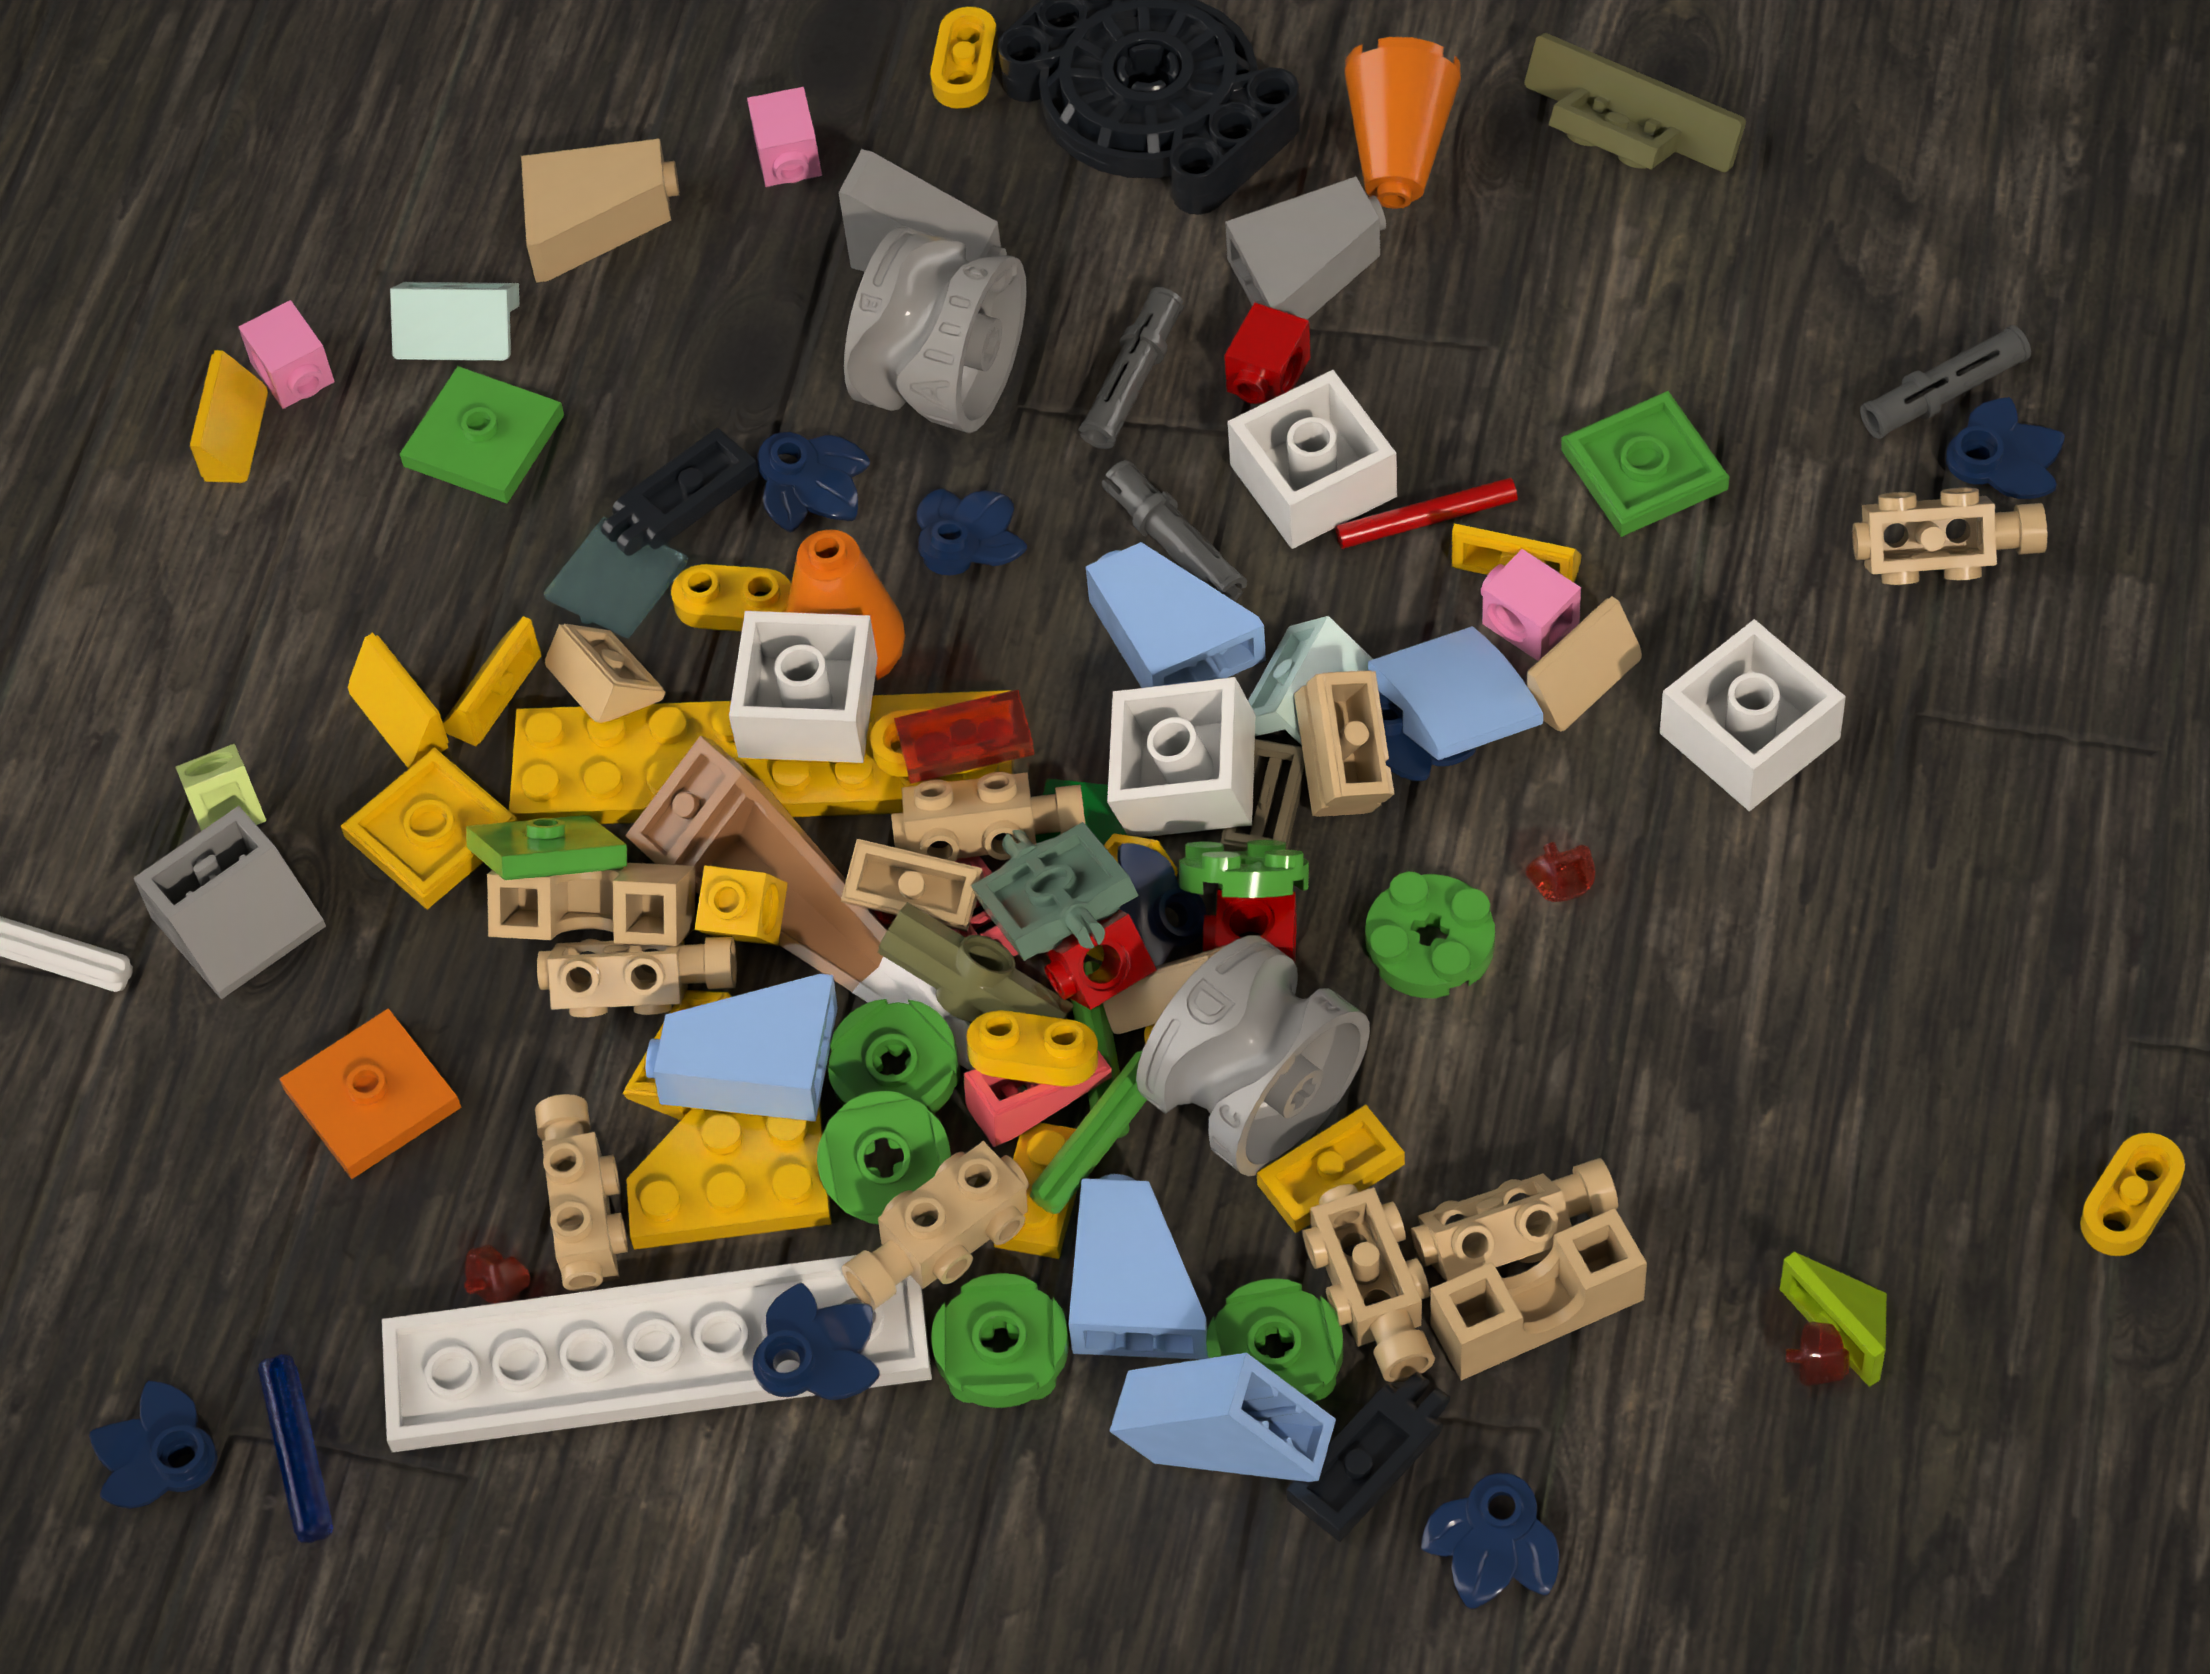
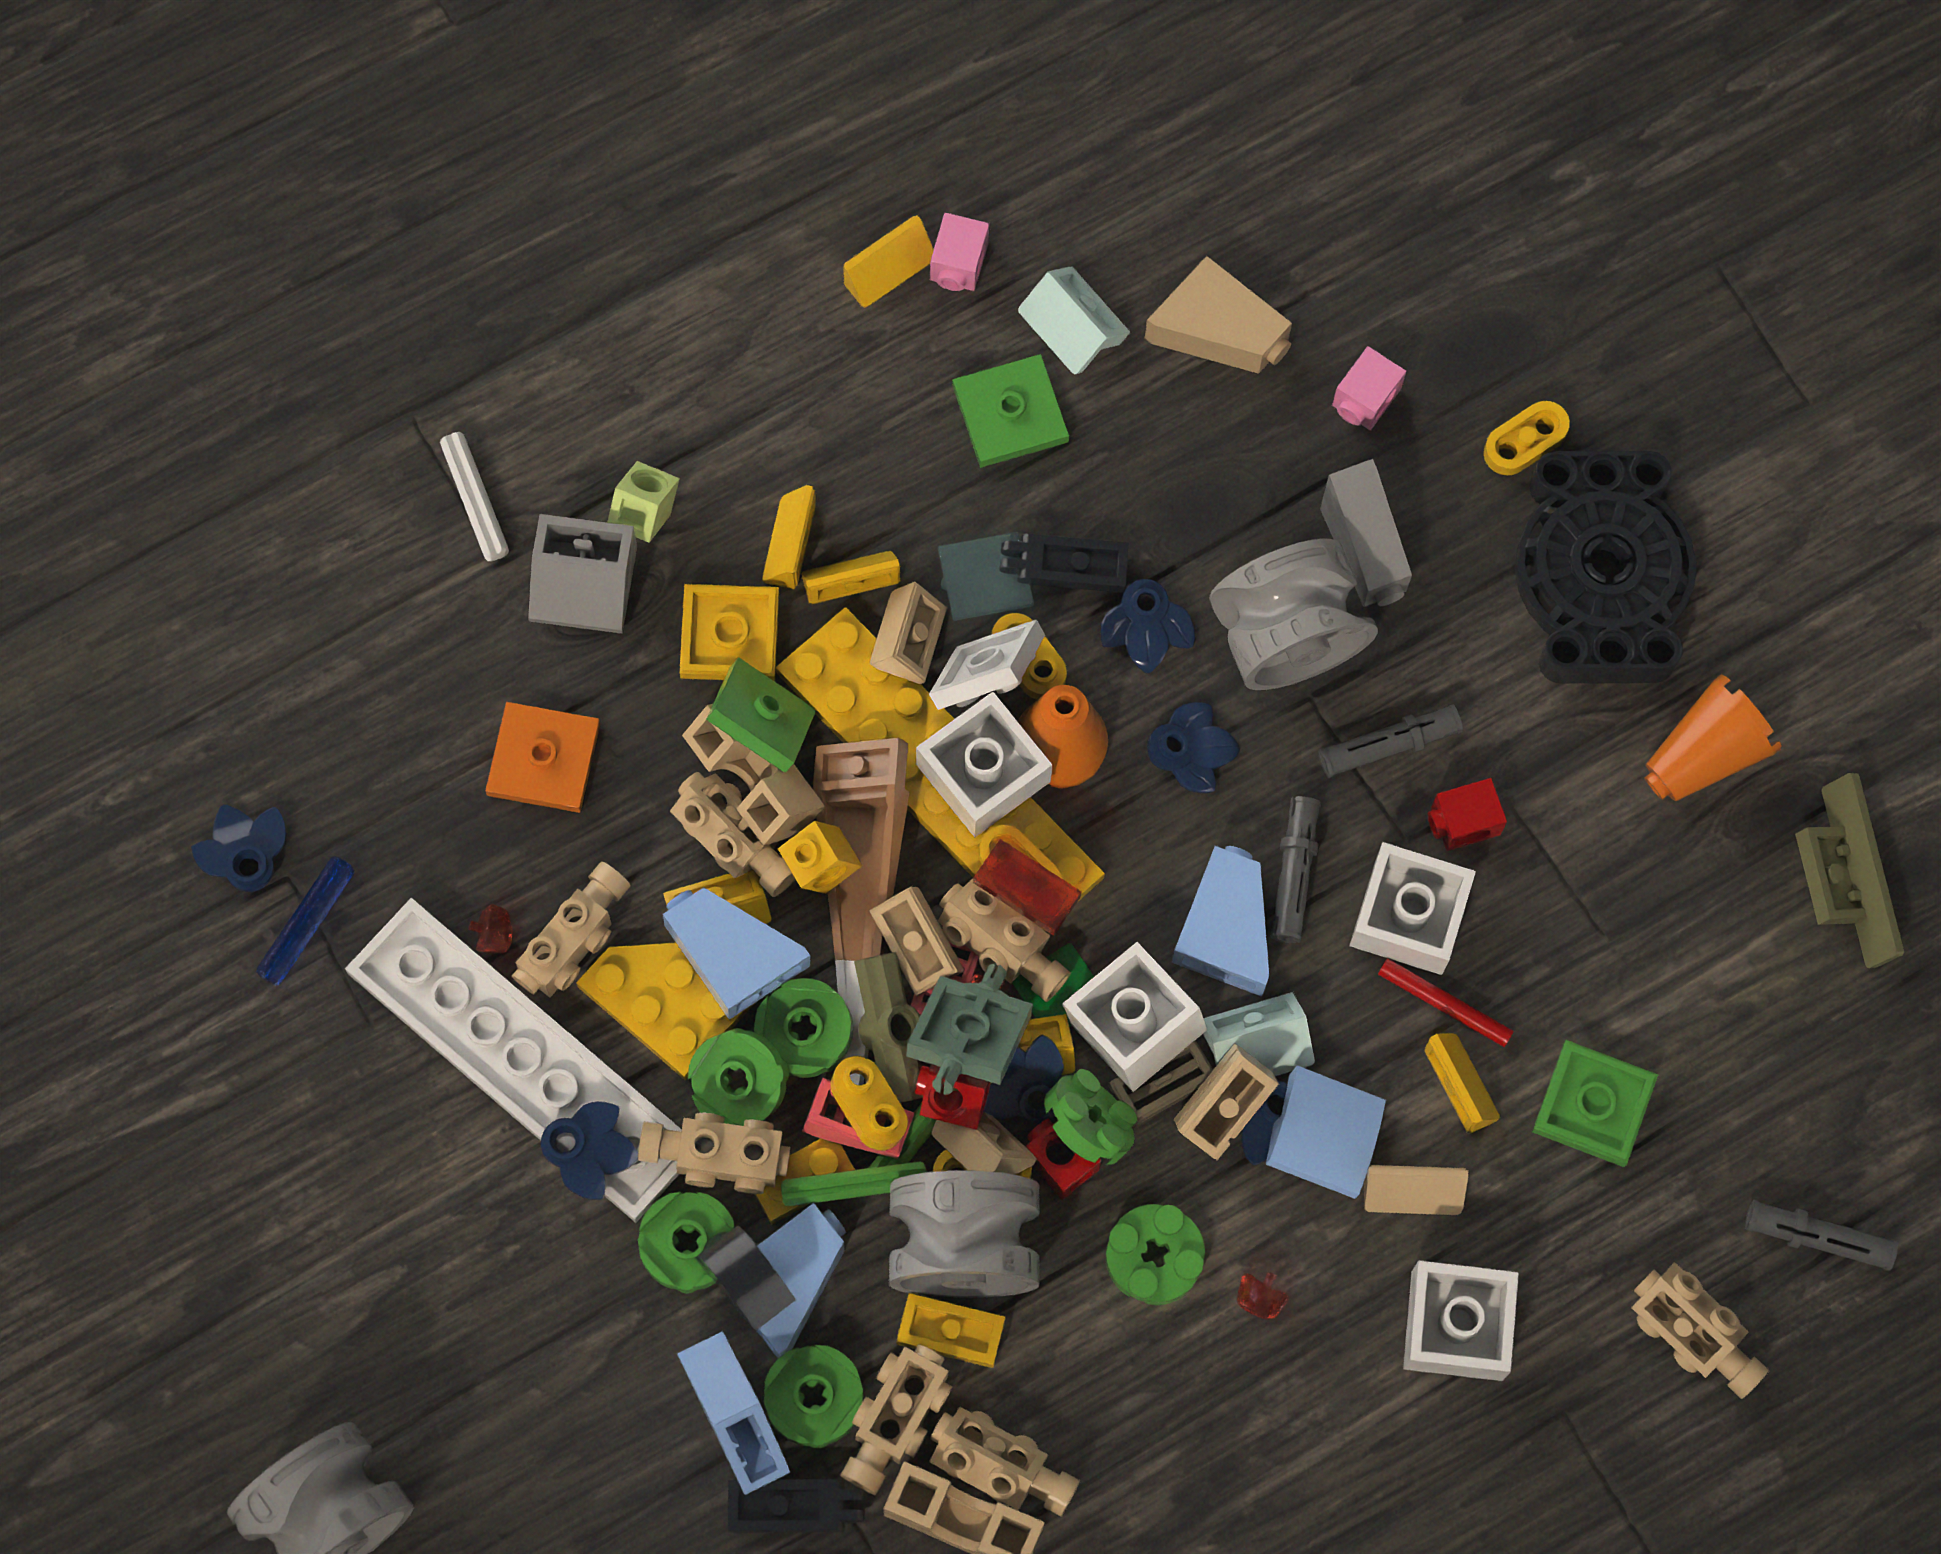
camera: 40 degrees right, 15 degrees up
(709, 614) = (987, 665): none -> white plate
(1096, 1279) = (745, 1276): none -> black brick
(1305, 247) = (1566, 769): light grey slope -> none
(1530, 604) = (1428, 1121): bright pink brick -> none
(2011, 452) = (1808, 1318): dark blue plate -> none

